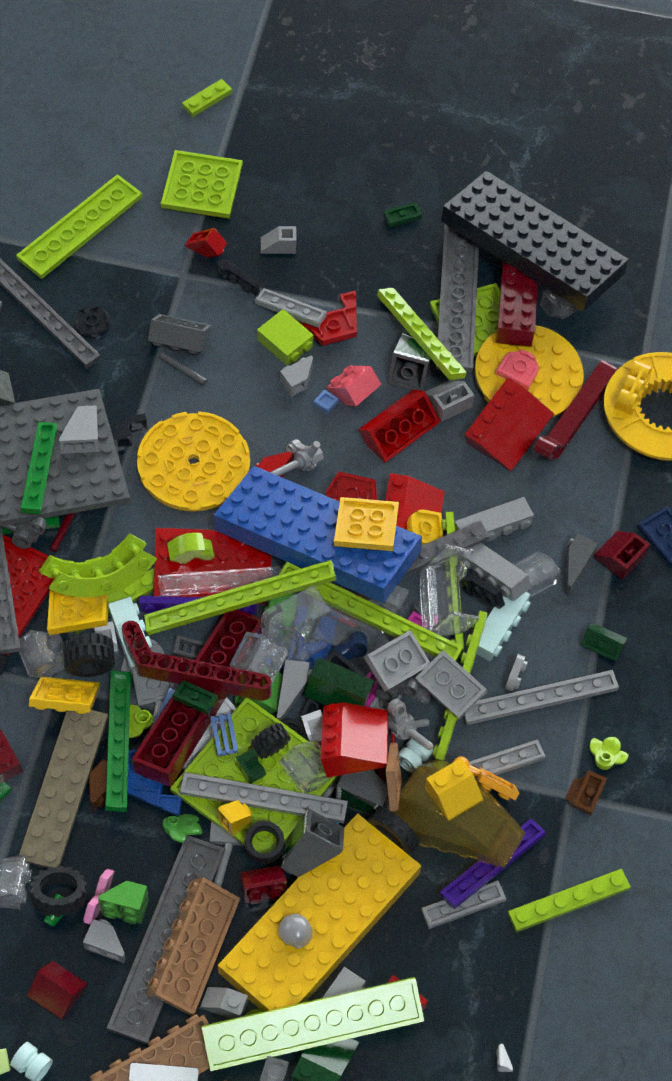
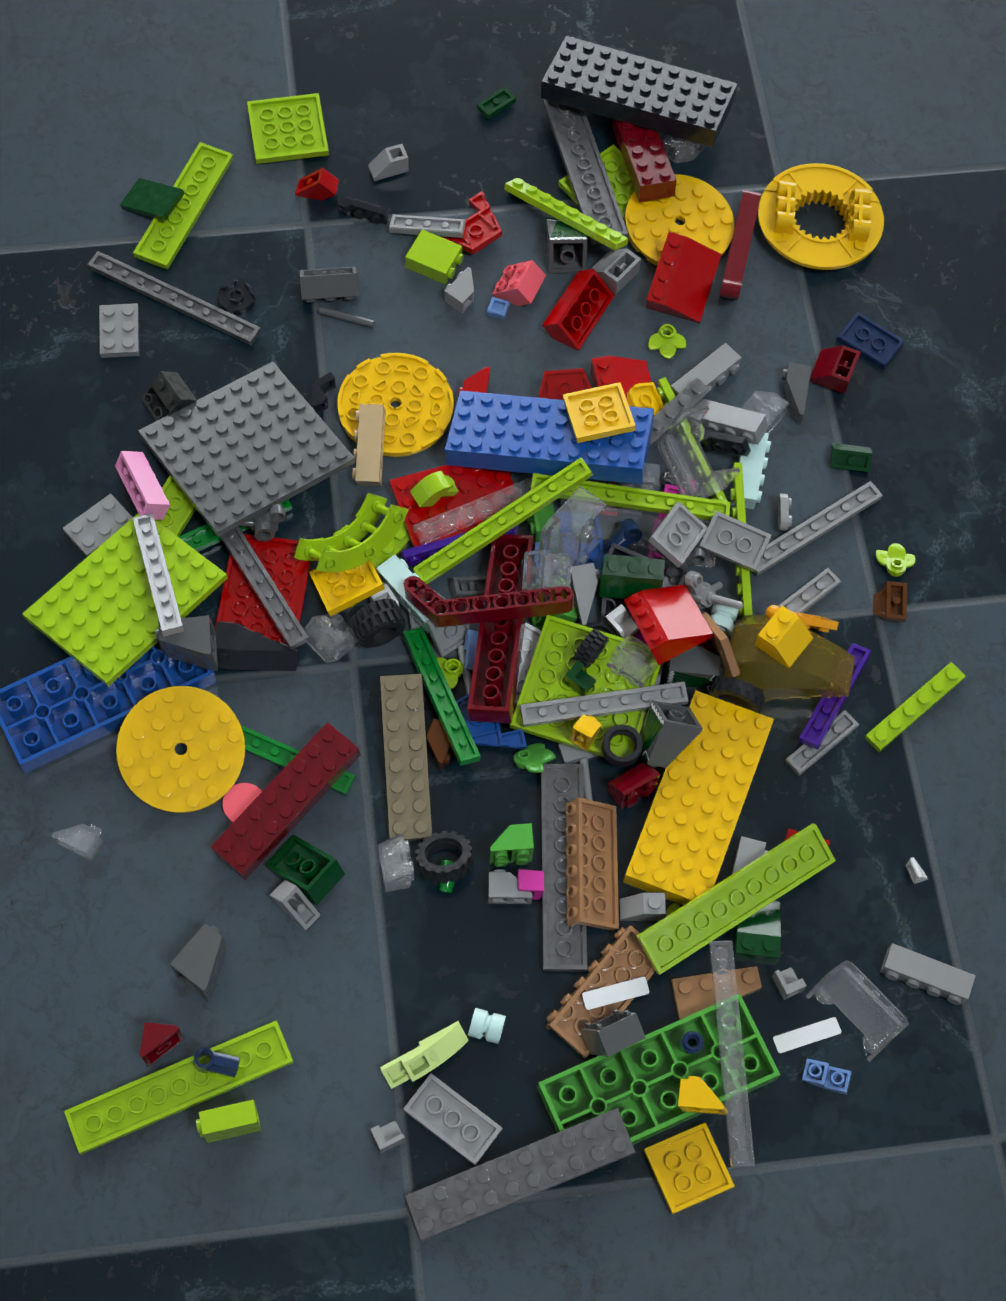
camera: 20 degrees left, 5 degrees up
(39, 468) = (255, 456): green plate -> none
(53, 212) = (152, 199): none -> dark green tile
(56, 989) = (479, 950): dark red slope -> none
(61, 532) = (295, 514): dark red bar -> none
(64, 695) = (371, 669): yellow plate -> none
(81, 432) = (280, 408): light grey slope -> none
(93, 906) = (483, 849): bright pink tile -> none
(128, 941) = (532, 882): none -> dark pink panel
(151, 490) = (370, 445): none -> tan brick
(195, 697) = (503, 630): dark green plate -> none
(206, 98) = (255, 40): lime plate -> none
(221, 719) = (532, 642): medium blue tile -> none
(295, 931) = (686, 818): light grey hair -> none
(305, 457) = (503, 368): light grey piece -> none
(470, 481) = (667, 343): none -> lime plate
(519, 367) = (670, 218): coral tile -> none

